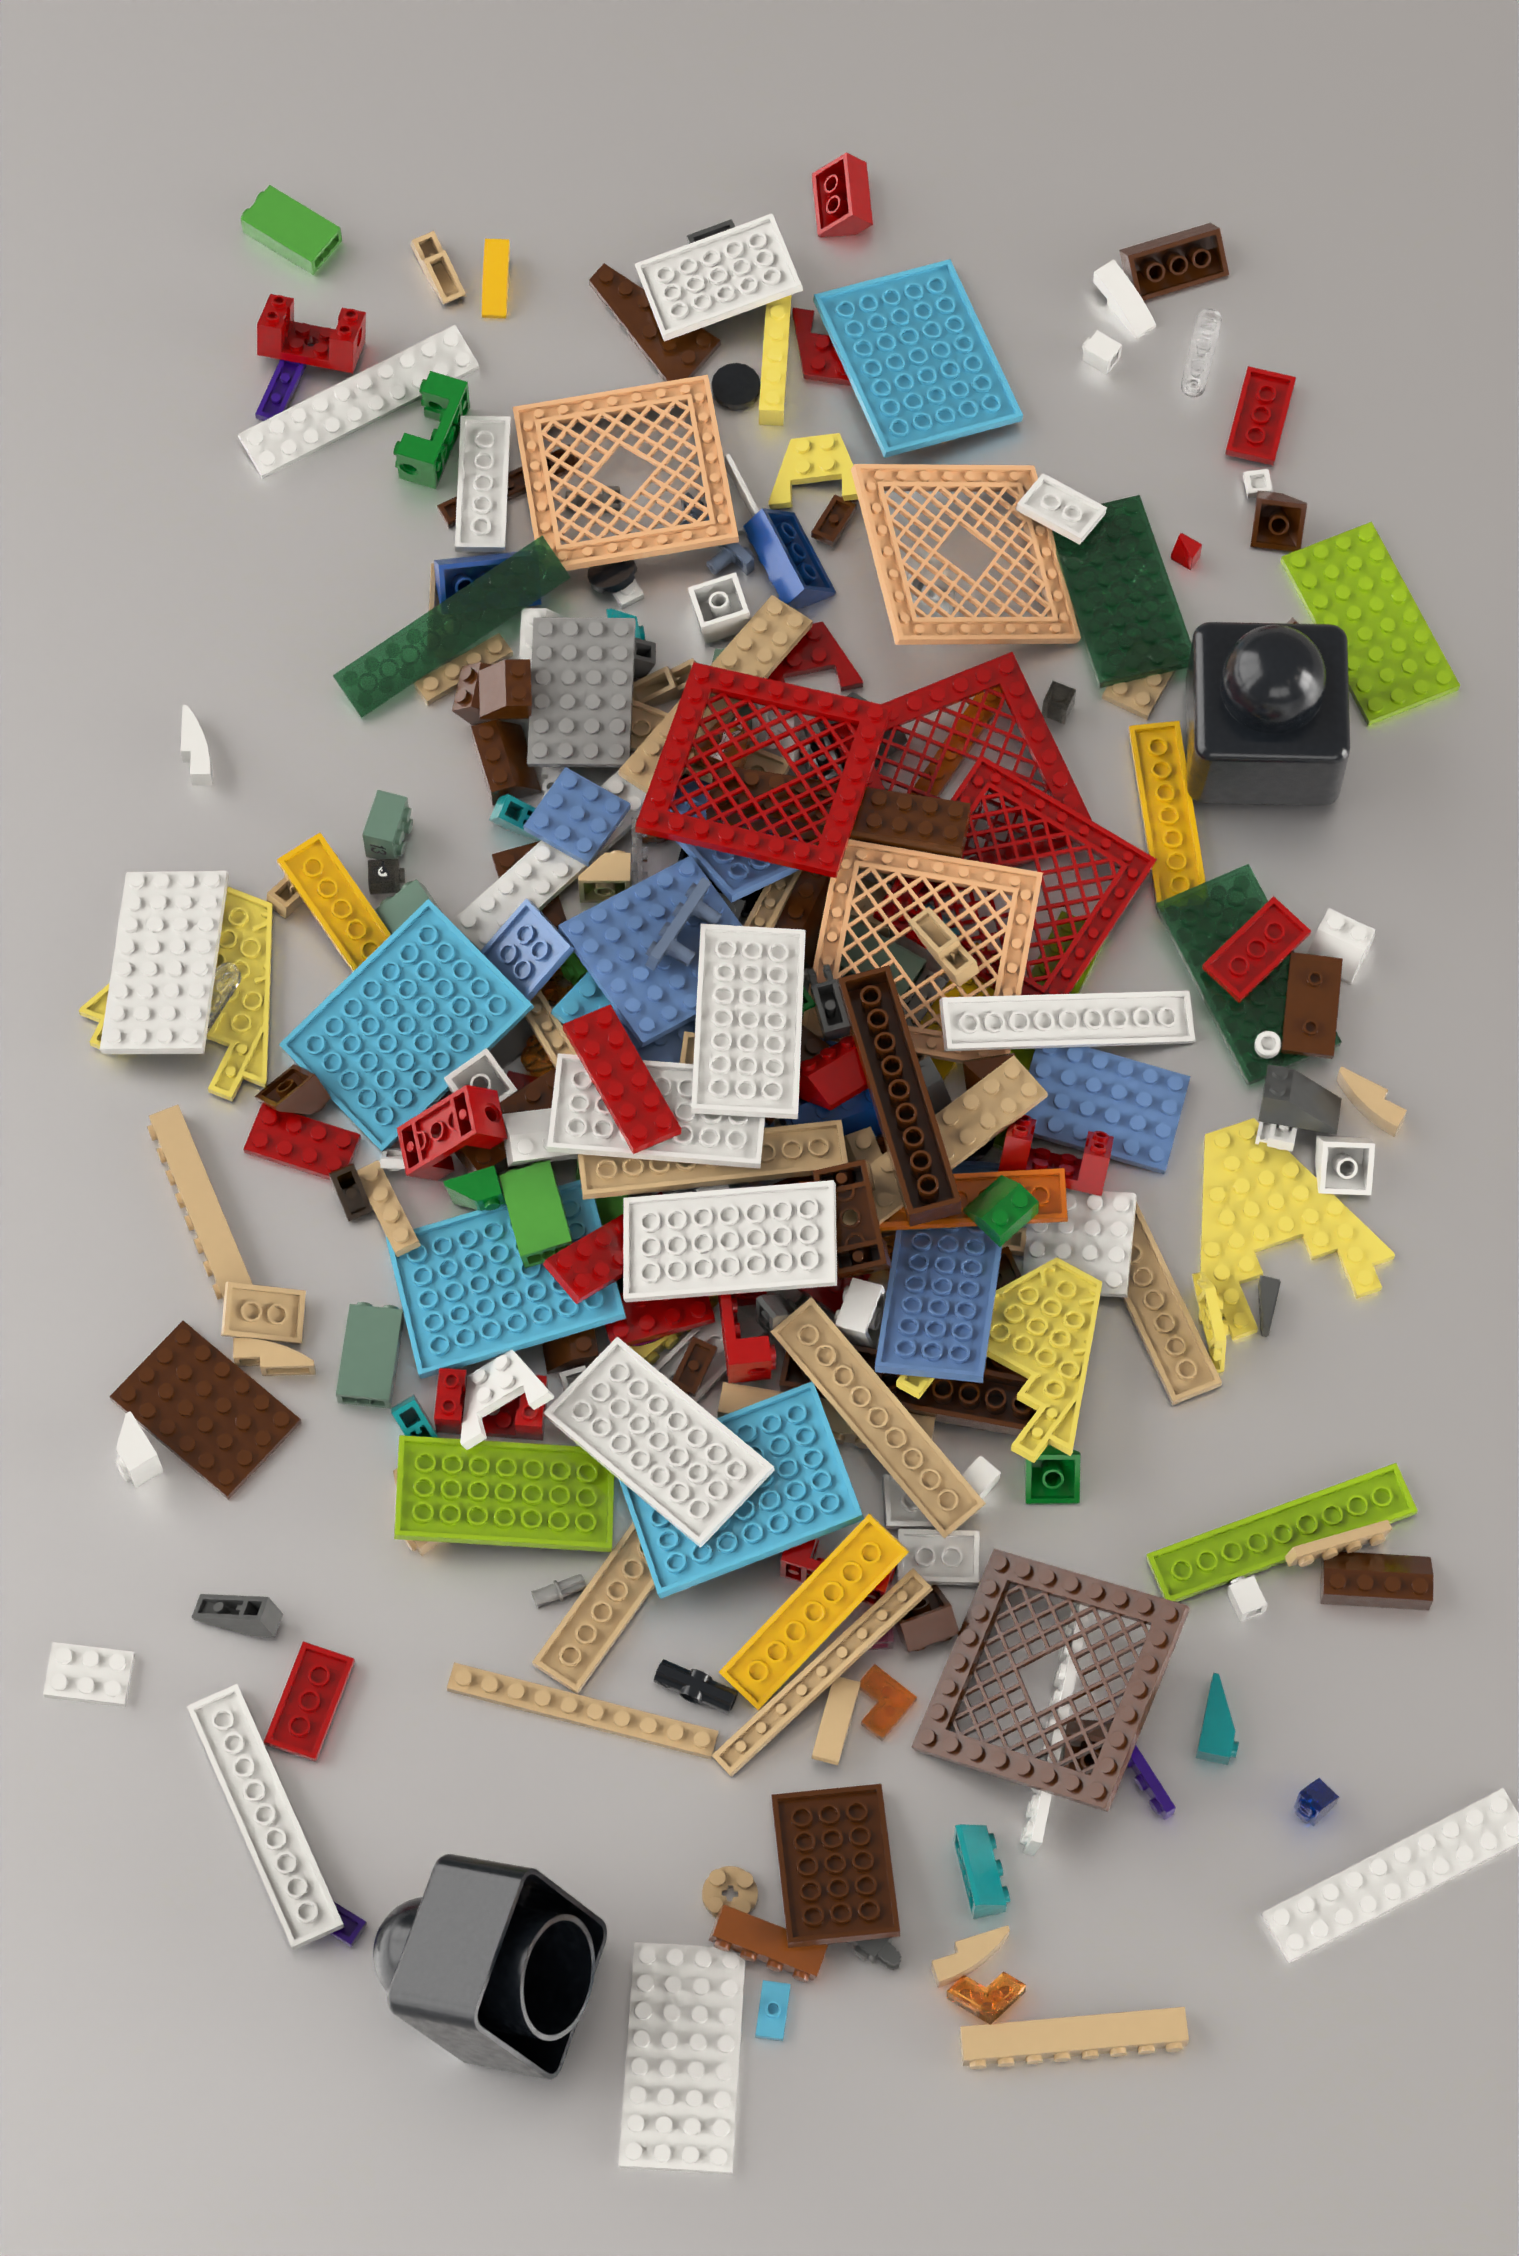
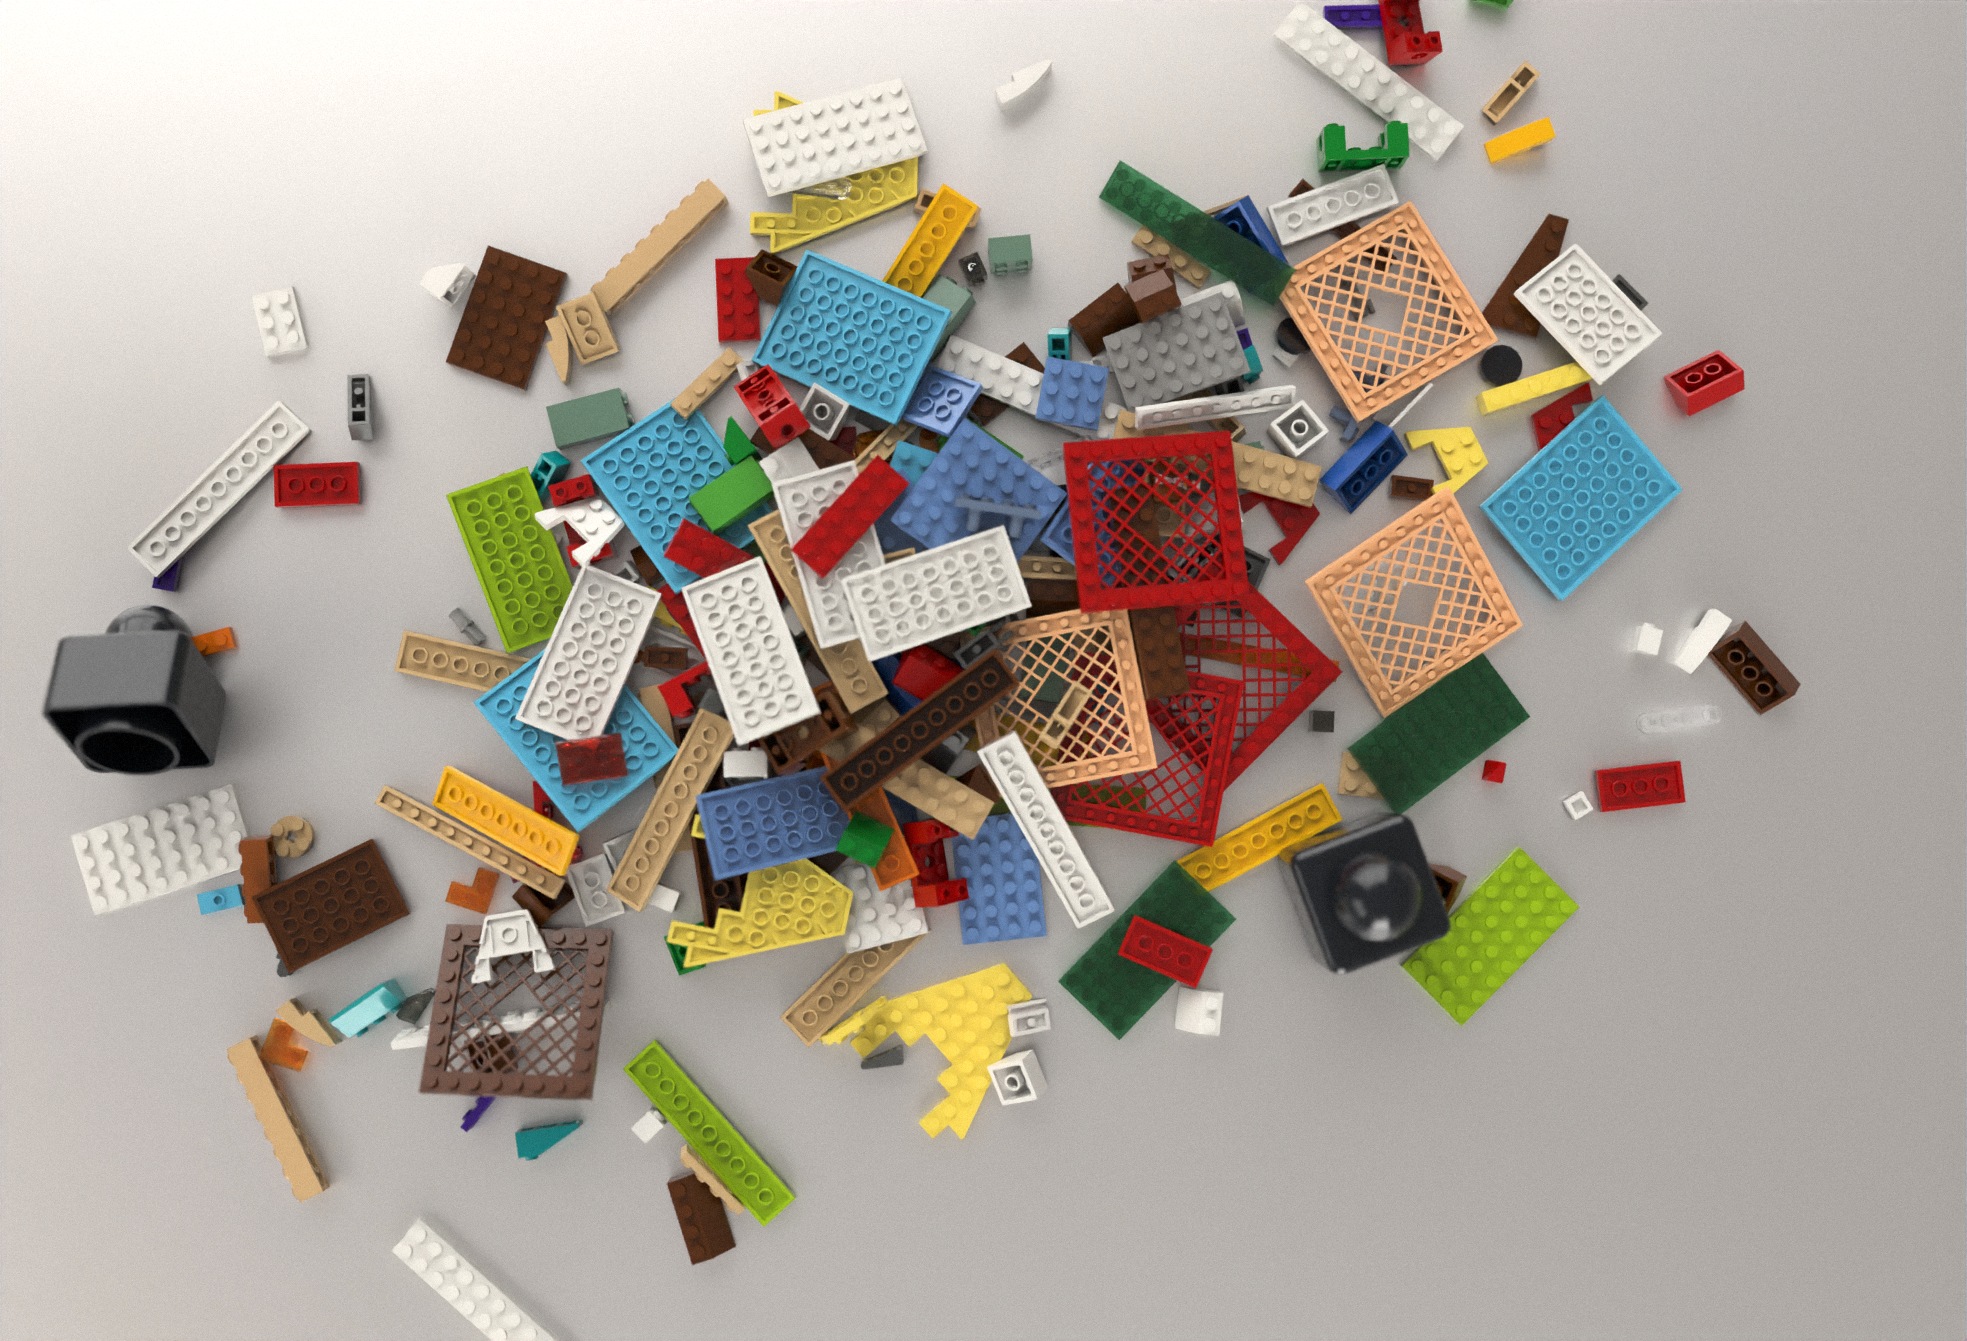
camera: 65 degrees right, 20 degrees up
(350, 1192) = (708, 351): dark brown slope -> none
(582, 1710) = (386, 679): tan plate -> none
(605, 877) = (1033, 437): tan slope -> none
(658, 674) = (1214, 407): none -> white plate
(695, 1686) = (431, 753): black piece -> none
(783, 1468) = (591, 758): none -> clear red plate
(836, 1720) = (440, 864): tan slope -> none
(955, 1663) = (510, 935): none -> white wing
(998, 1819) = (415, 1006): none -> clear smoke tile
(1061, 508) = (1488, 661): white plate -> none
(1267, 1044) = (1092, 986): white tile -> none
(1278, 521) = (1549, 834): reddish brown slope -> none
(1298, 1102) = (1054, 1026): dark grey slope -> none
(1311, 1005) = (1137, 1008): reddish brown plate -> none
(1315, 1802) = (511, 1230): clear blue slope -> none
(1371, 1101) = (1079, 1080): tan slope -> none

